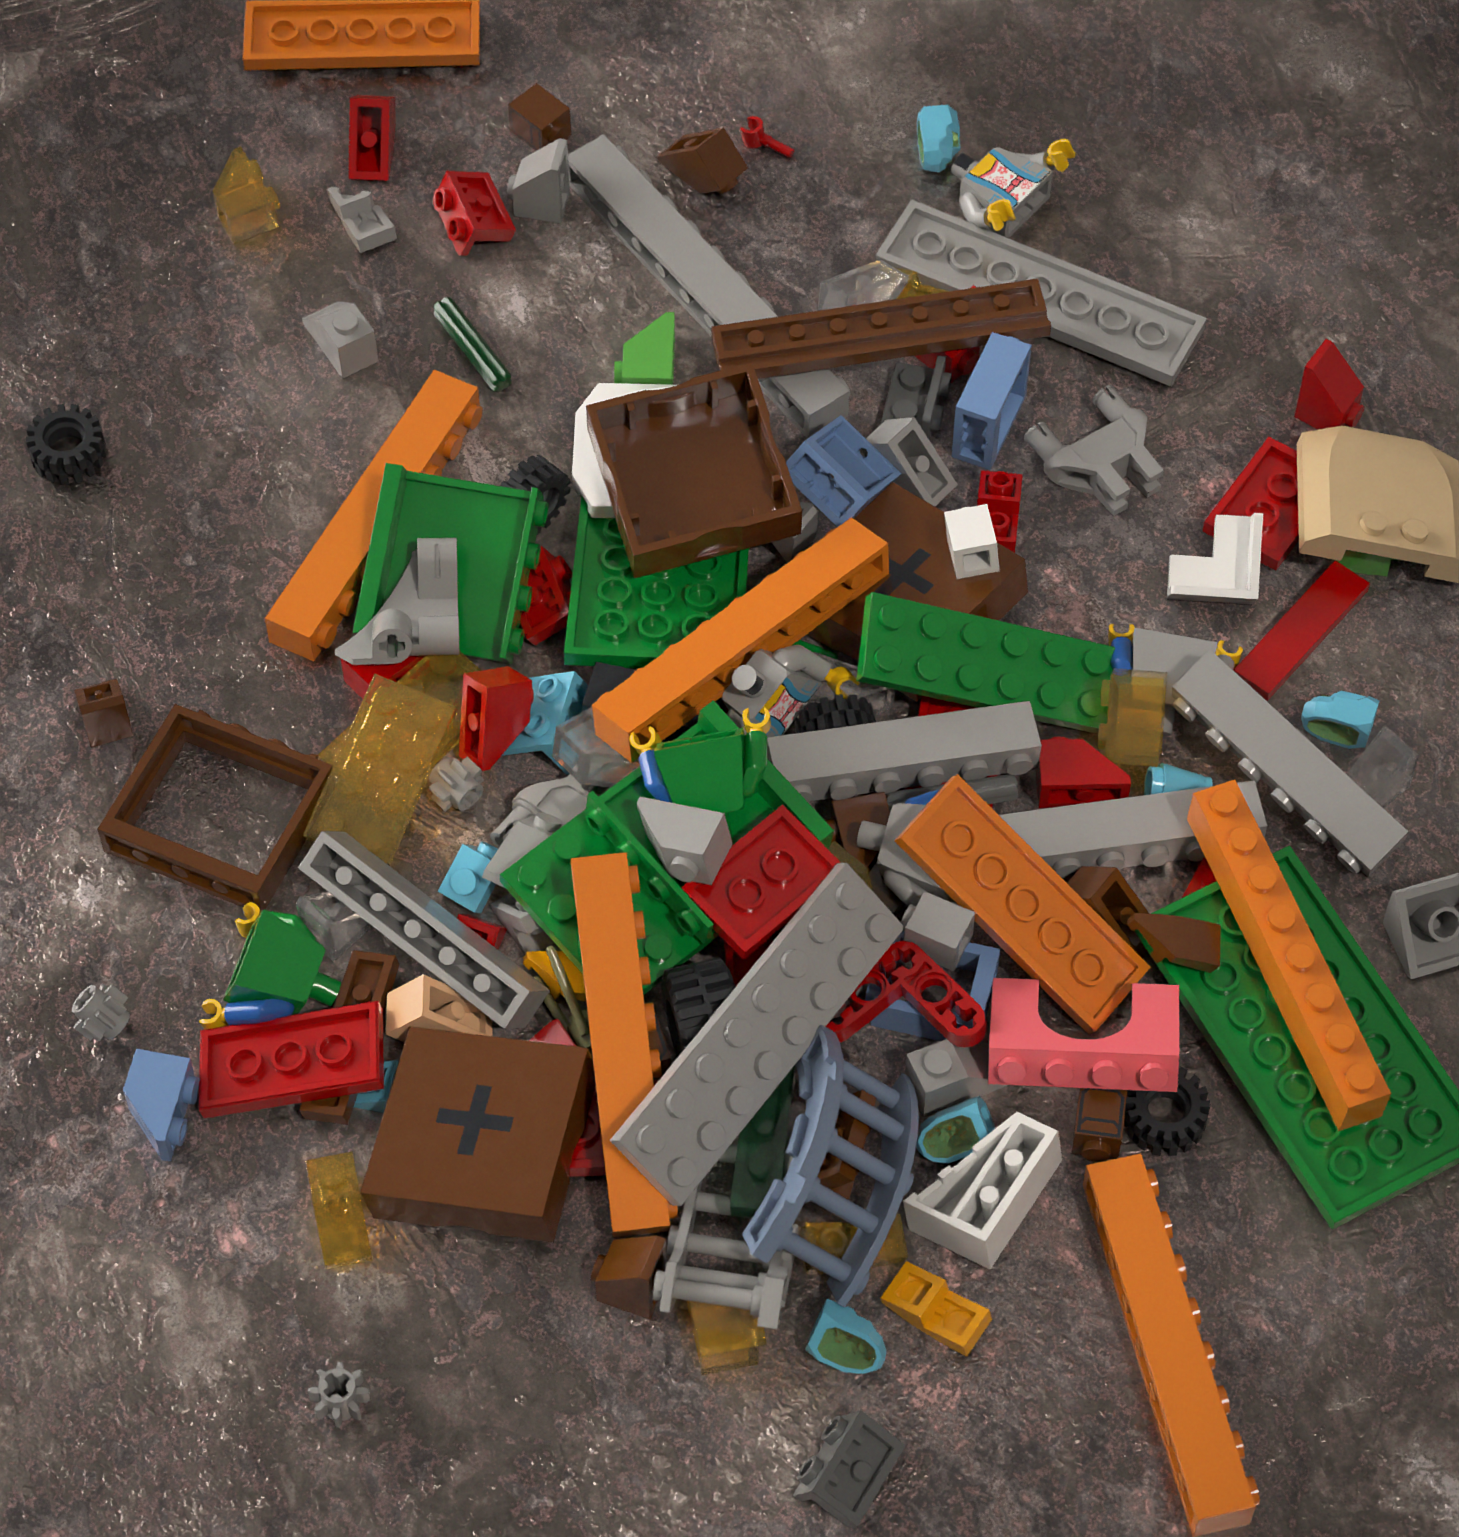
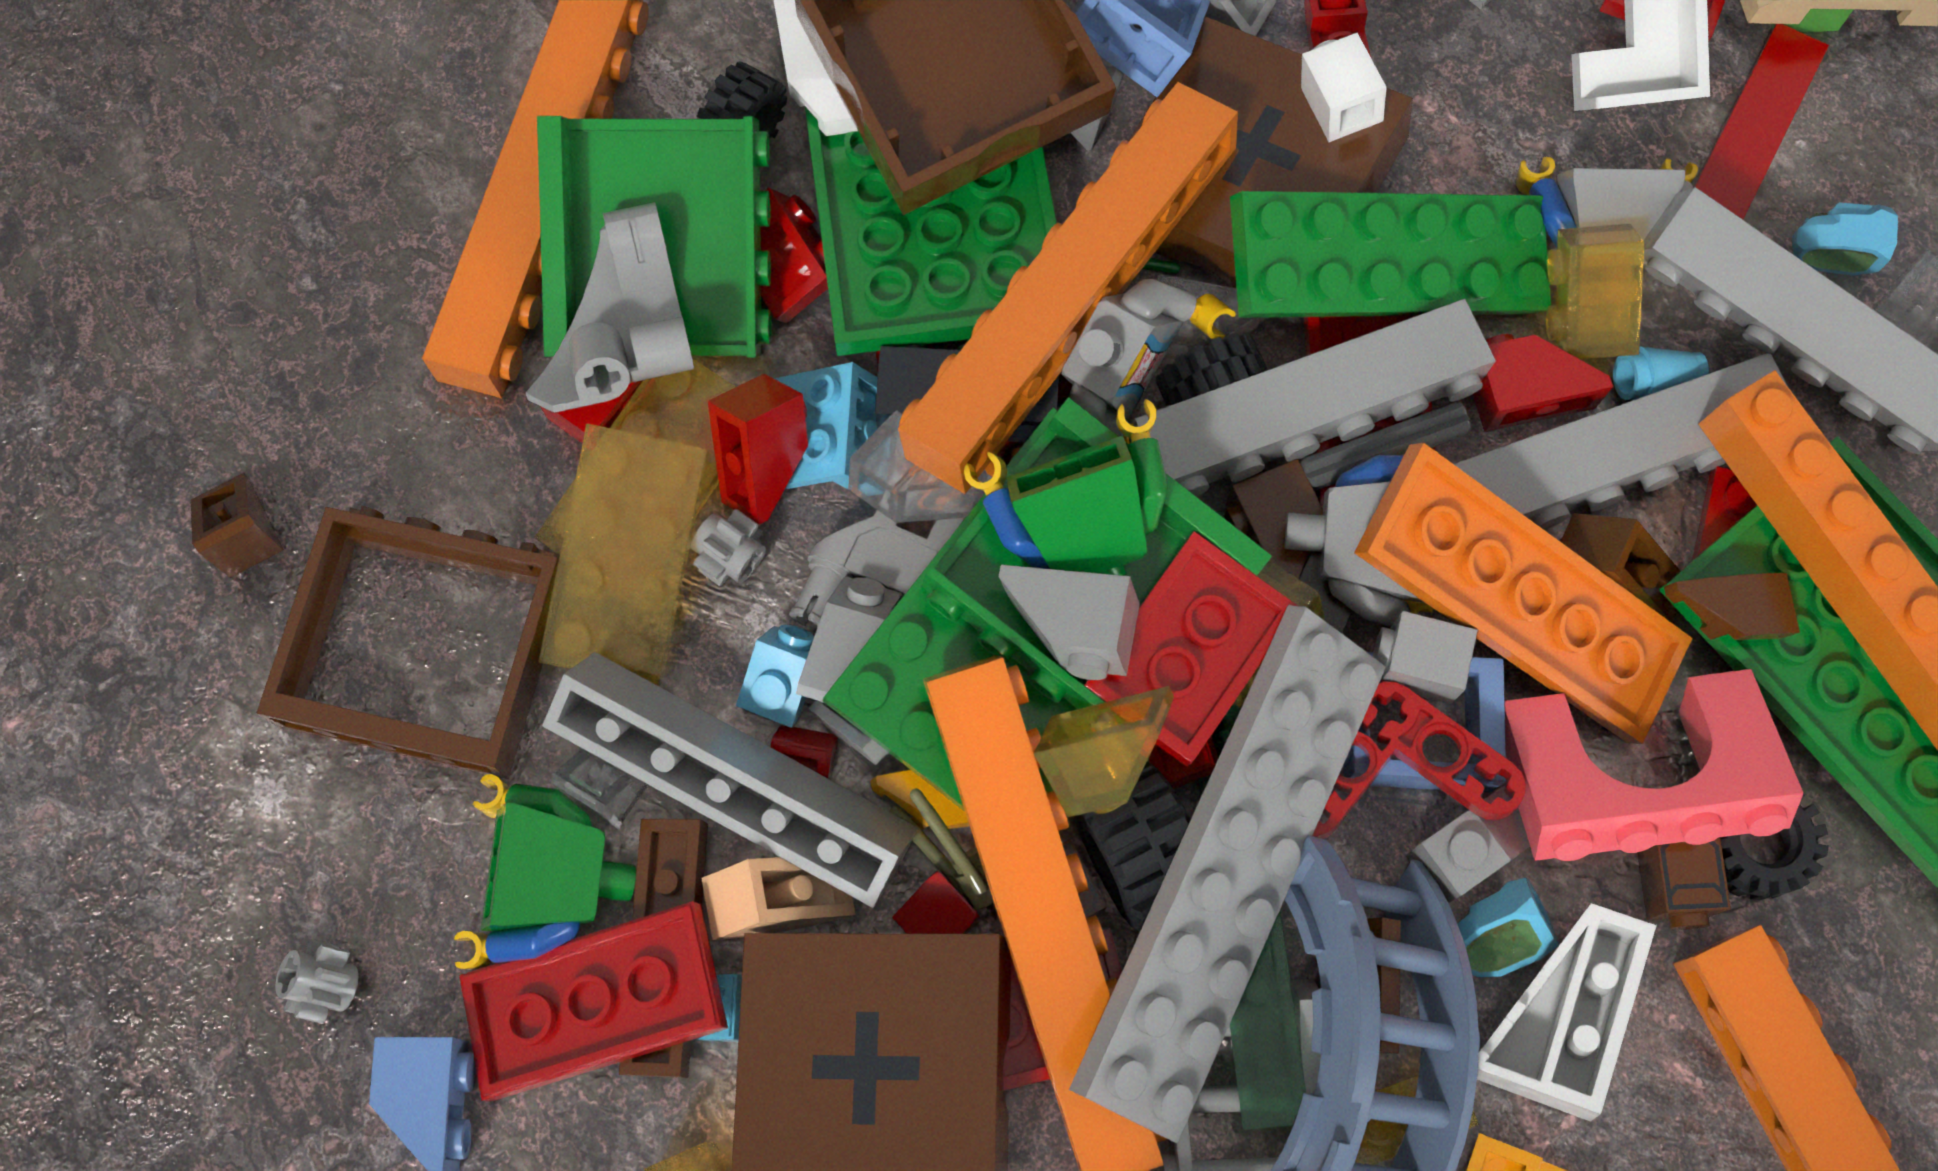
camera: 10 degrees left, 15 degrees up
(63, 425) = (95, 126): black tyre -> none
(683, 930) = (1101, 750): none -> clear yellow slope

